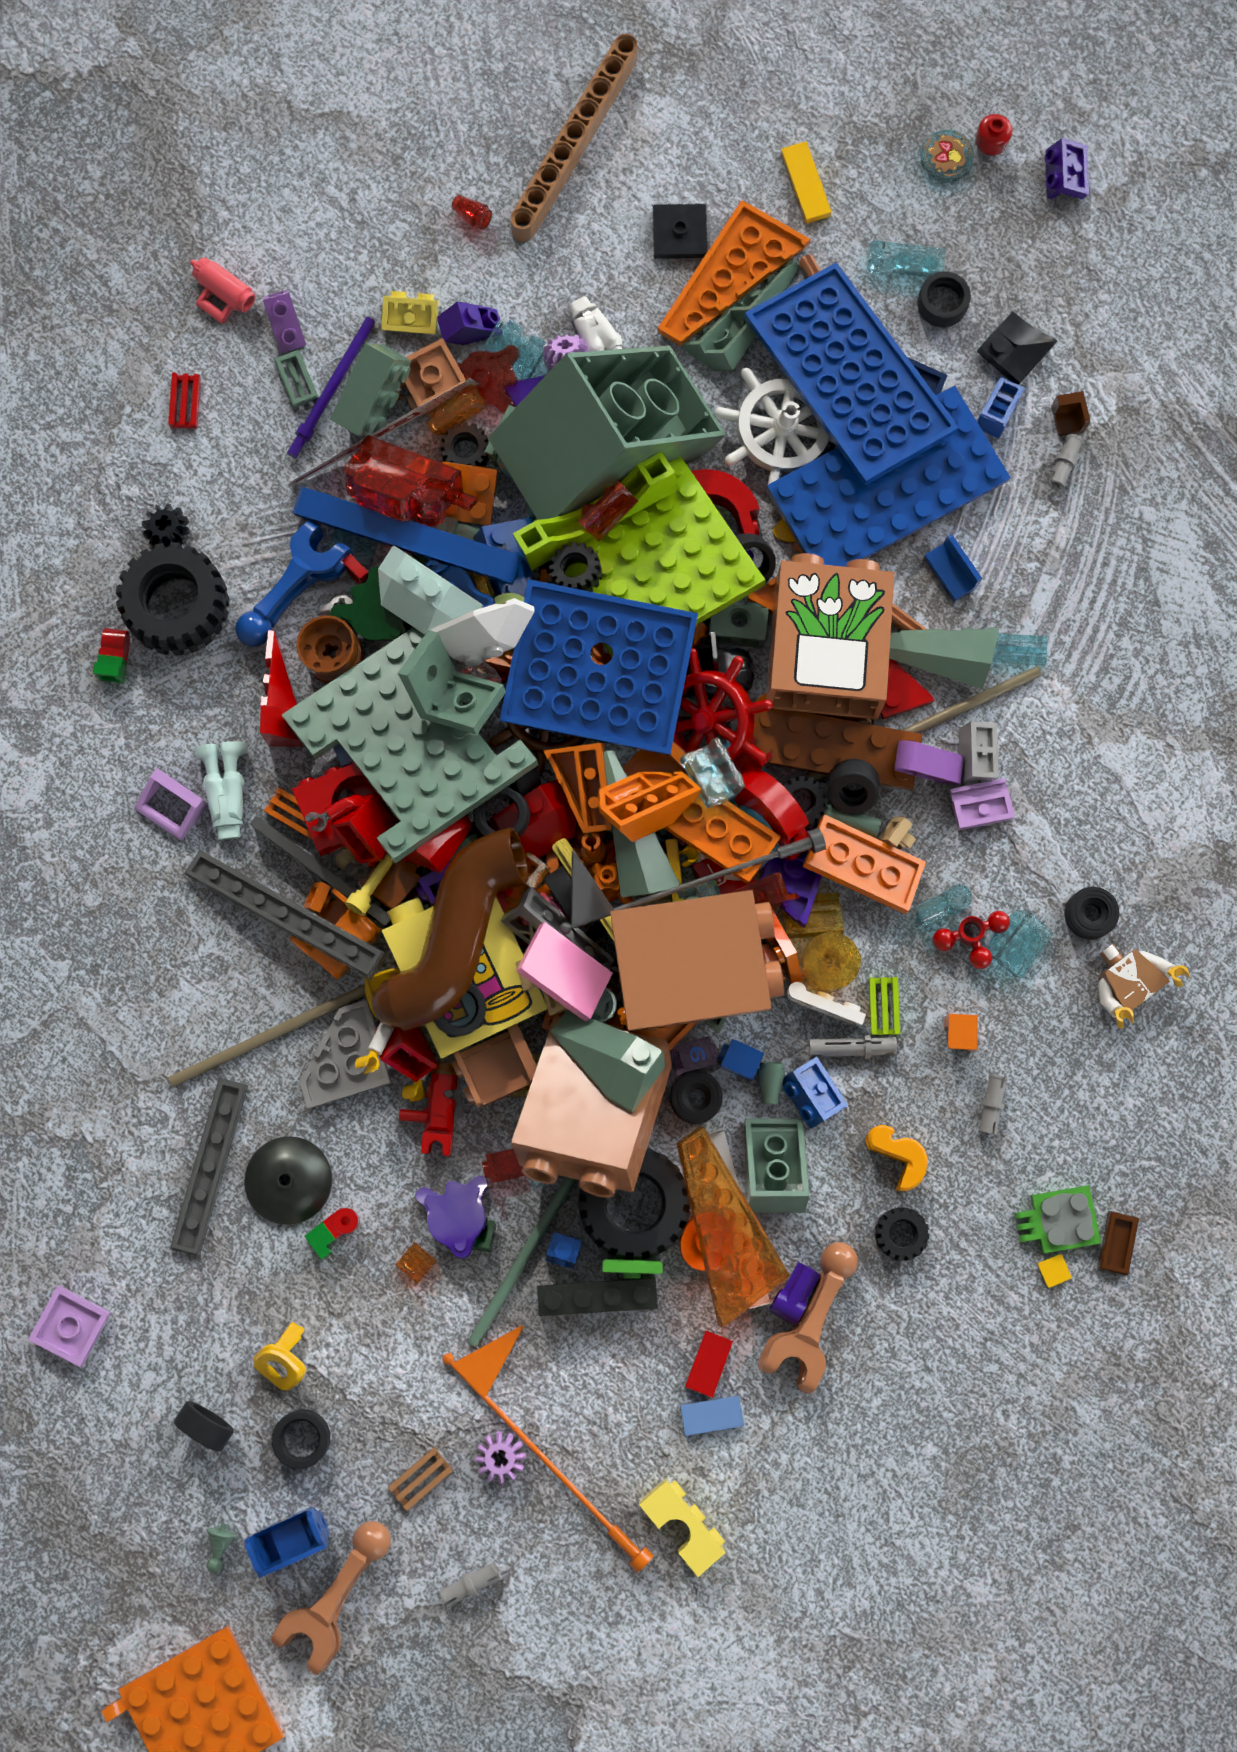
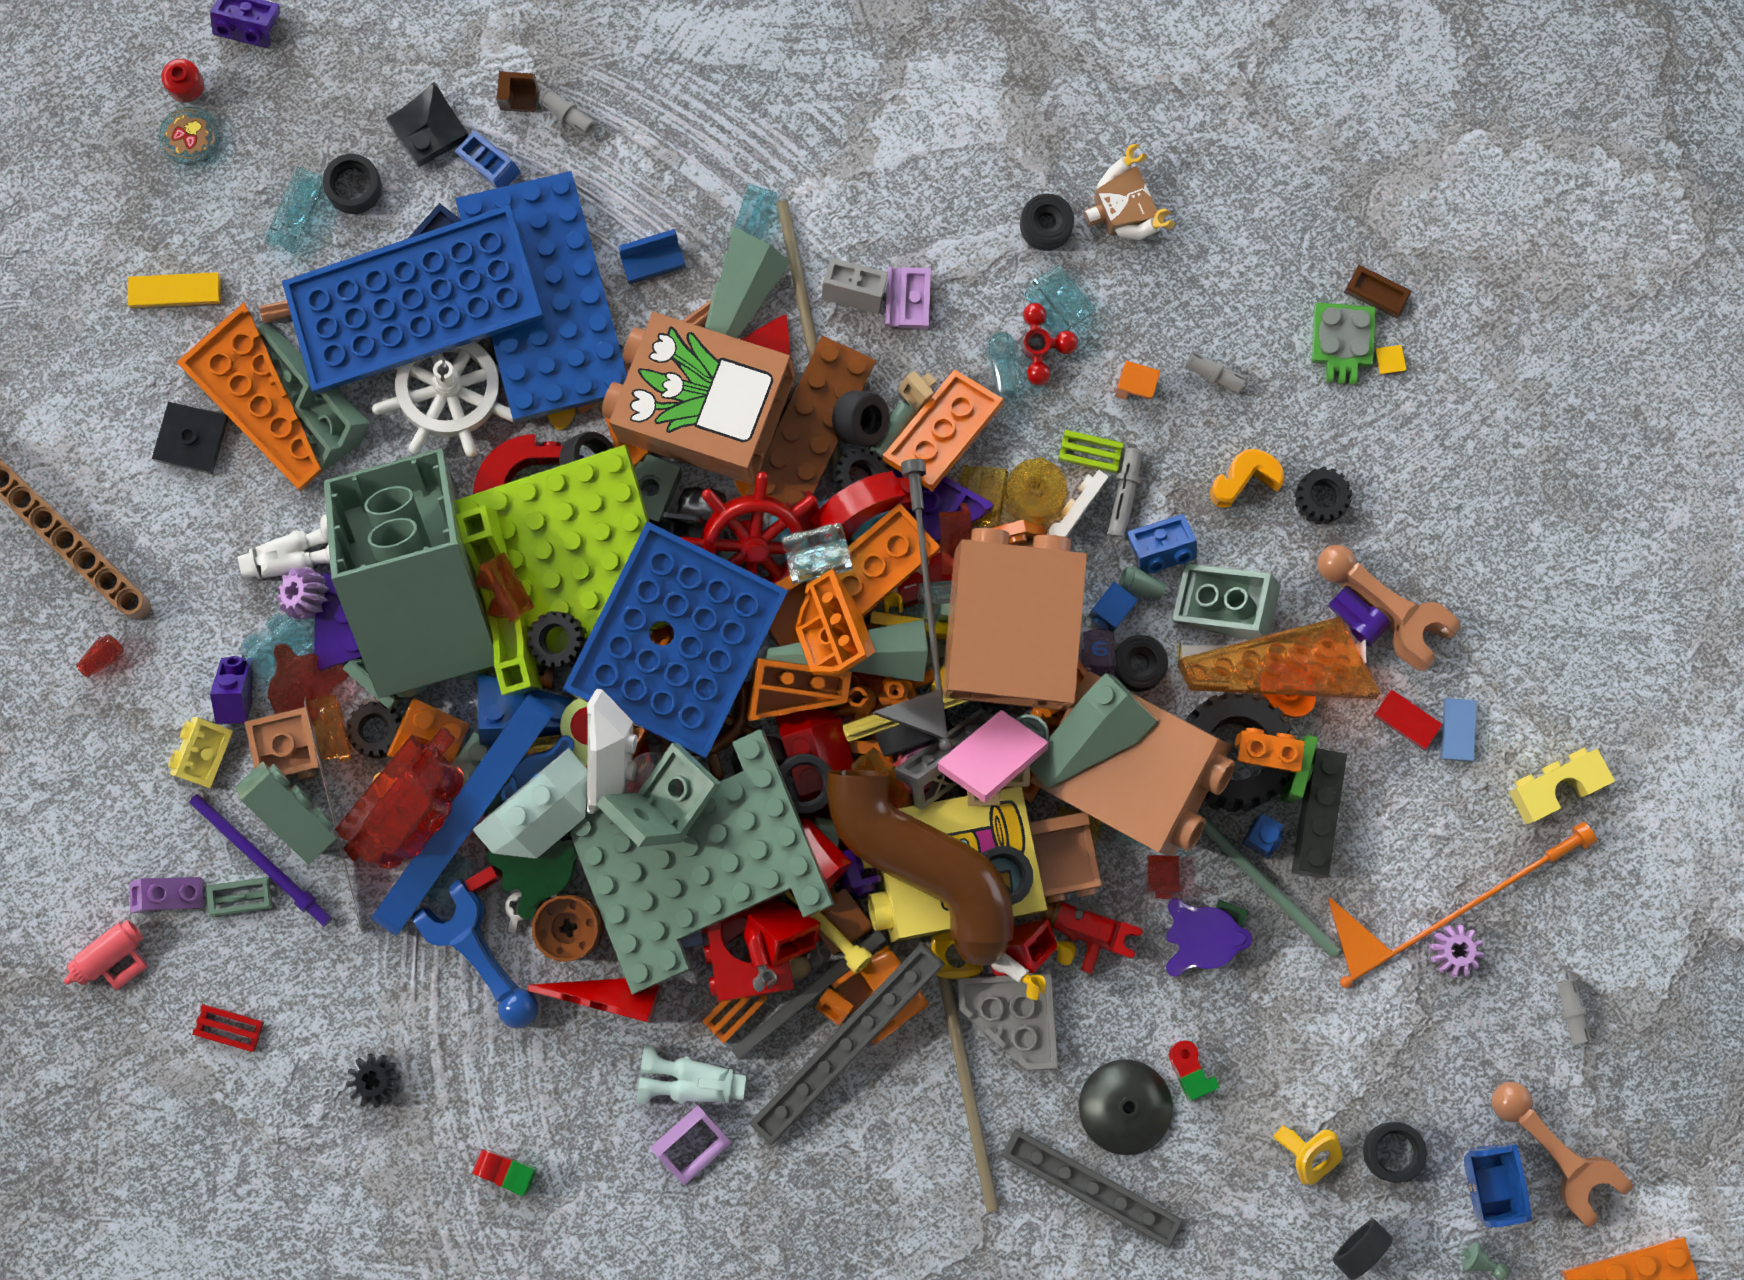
camera: 80 degrees left, 0 degrees up
(153, 570) = (418, 1082): black tyre -> none
(400, 1495) = (1469, 1032): medium nougat tile -> none
(416, 1262) = (1241, 992): clear orange tile -> none
(634, 1231) = (1269, 751): none -> orange bracket
(929, 762) = (855, 336): medium lavender beam -> none

